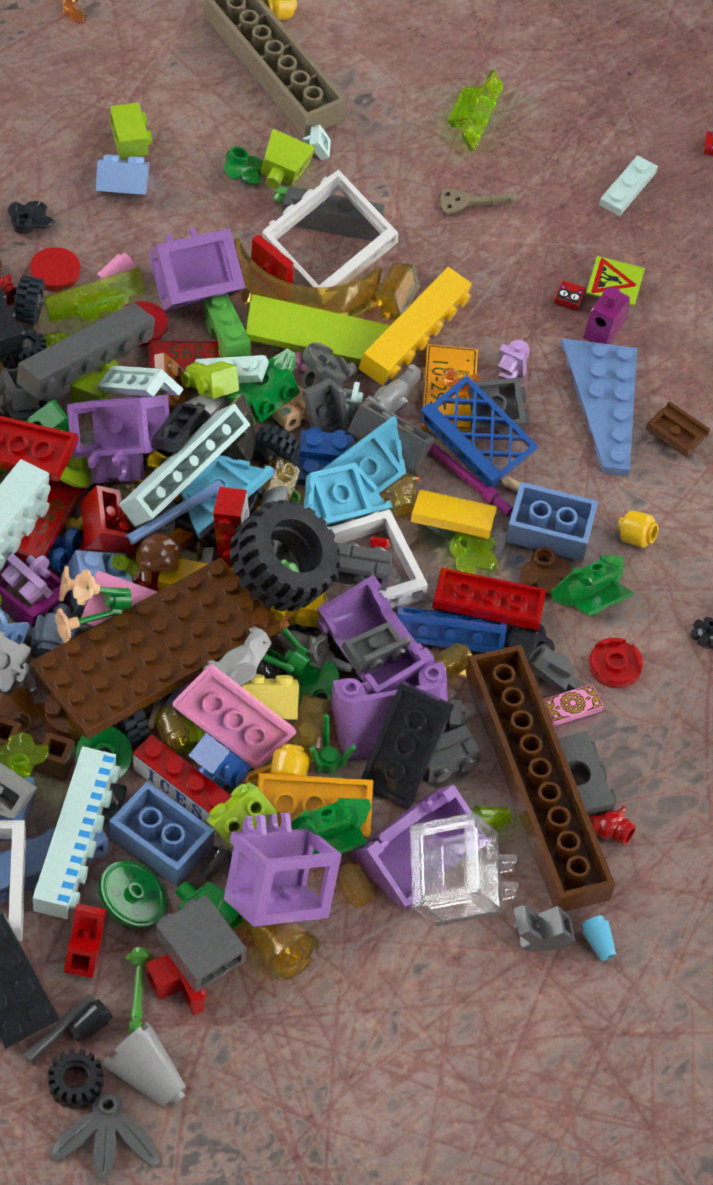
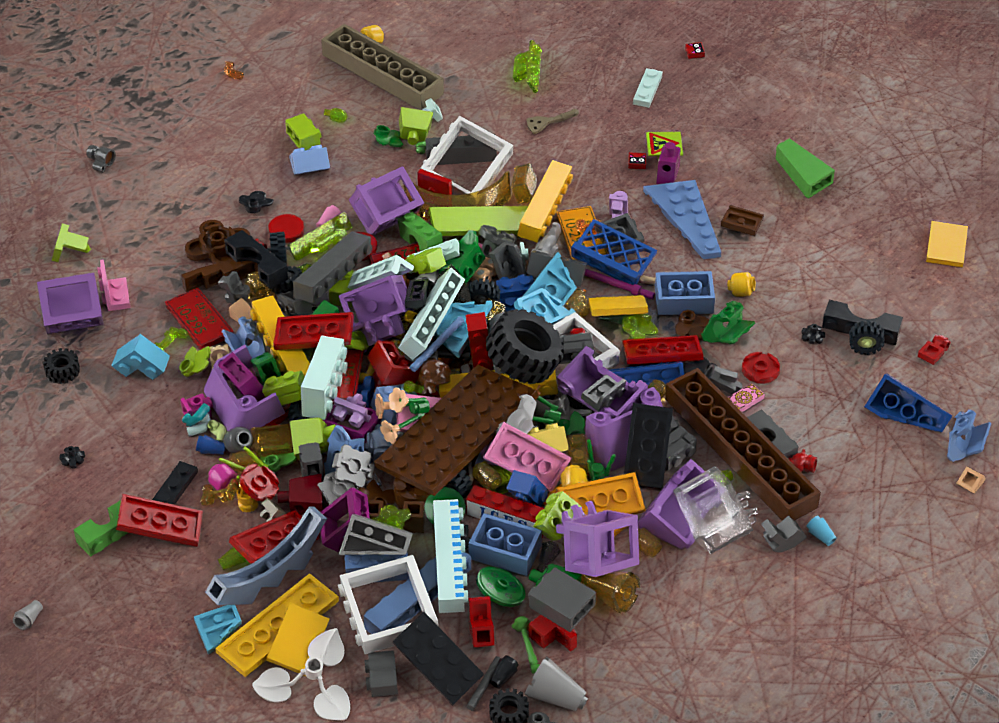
camera: 10 degrees left, 10 degrees down
(186, 113) = (336, 115): none -> clear neon green cylinder
(337, 823) = (627, 498): green piece -> none

